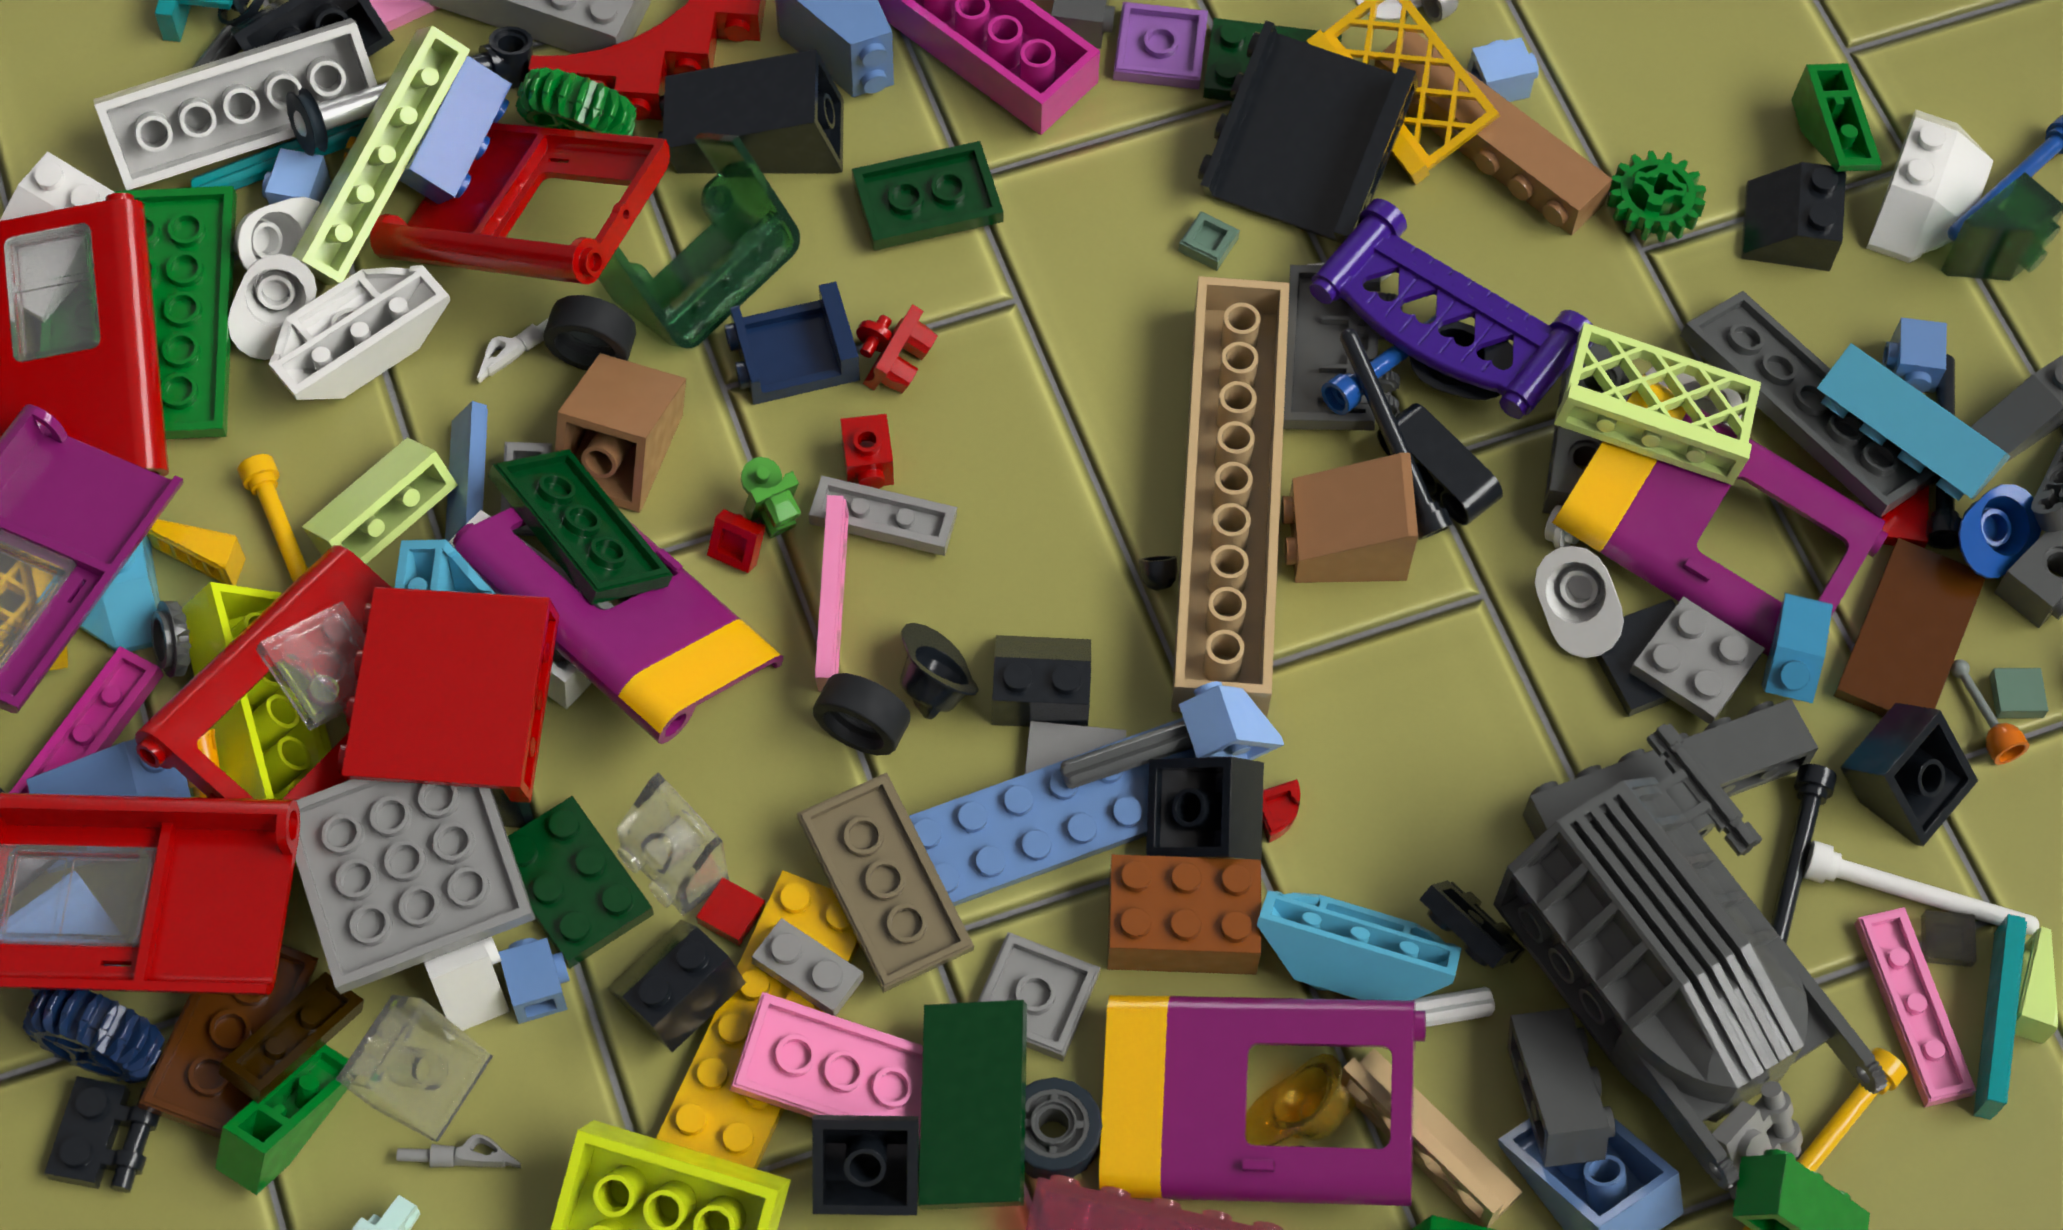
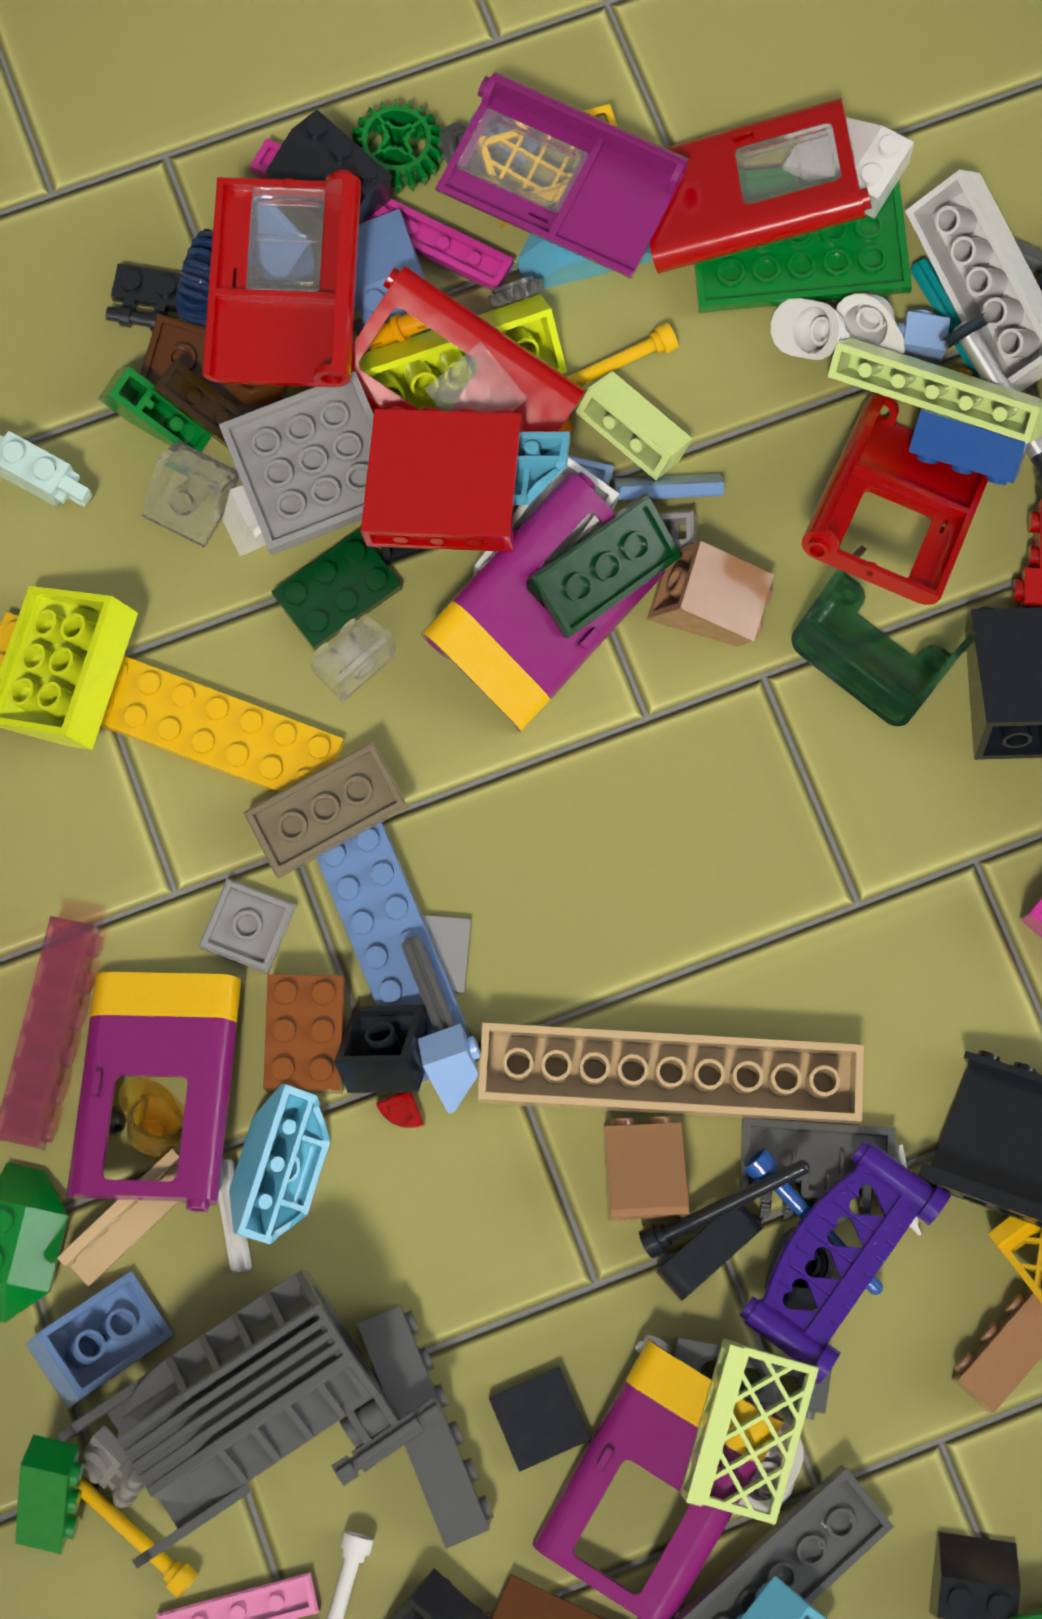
camera: 90 degrees right, 15 degrees up
(202, 549) = (592, 312): yellow slope -> none
(356, 331) = (783, 389): white wedge -> none
(460, 1156) = (129, 526): light grey hand -> none
(511, 350) = (788, 513): white hand -> none
(534, 978) = (255, 568): medium blue brick -> none
(573, 103) = (1000, 537): green gear -> none
(585, 327) = (790, 567): black tyre -> none
(678, 984) = (247, 664): black slope -> none
(730, 911) = (313, 704): red tile -> none
(736, 540) = (617, 690): red tile -> none
(770, 495) = (650, 710): bright green hips -> none
(794, 348) = (797, 725): dark blue panel -> none
(807, 967) = (258, 757): light grey plate -> none
(827, 1064) = (181, 787): bright pink tile -> none
(832, 589) = (568, 762): bright pink tile -> none
(861, 714) = (462, 787): black tyre -> none
(865, 1165) = (101, 802): black slope -> none
(867, 450) = (699, 786): red brick -> none
(888, 515) = (645, 801): light grey plate -> none
(889, 367) = (812, 813): red hips -> none
(927, 195) = (949, 827): dark green plate -> none
(934, 671) = (510, 844): black piece -> none
(973, 1105) = (151, 878): dark green tile -> none
(1041, 681) = (507, 926): black slope -> none
(1073, 1108) = (129, 921): wheel -> none
(1158, 571) = (604, 1016): black hinge -> none
(1208, 240) = (923, 1062): sand green tile -> none
(1461, 912) = (297, 1248): black plate -> none
(1559, 1087) = (157, 1315): dark grey brick -> none
(1579, 601) = (580, 1359): white piece -> none
(1656, 196) = (993, 1440): green gear -> none
(1697, 660) = (530, 1455): light grey plate -> none
(1798, 648) = (535, 1540): dark azure slope -> none
(1814, 787) = (420, 1545): black piece -> none

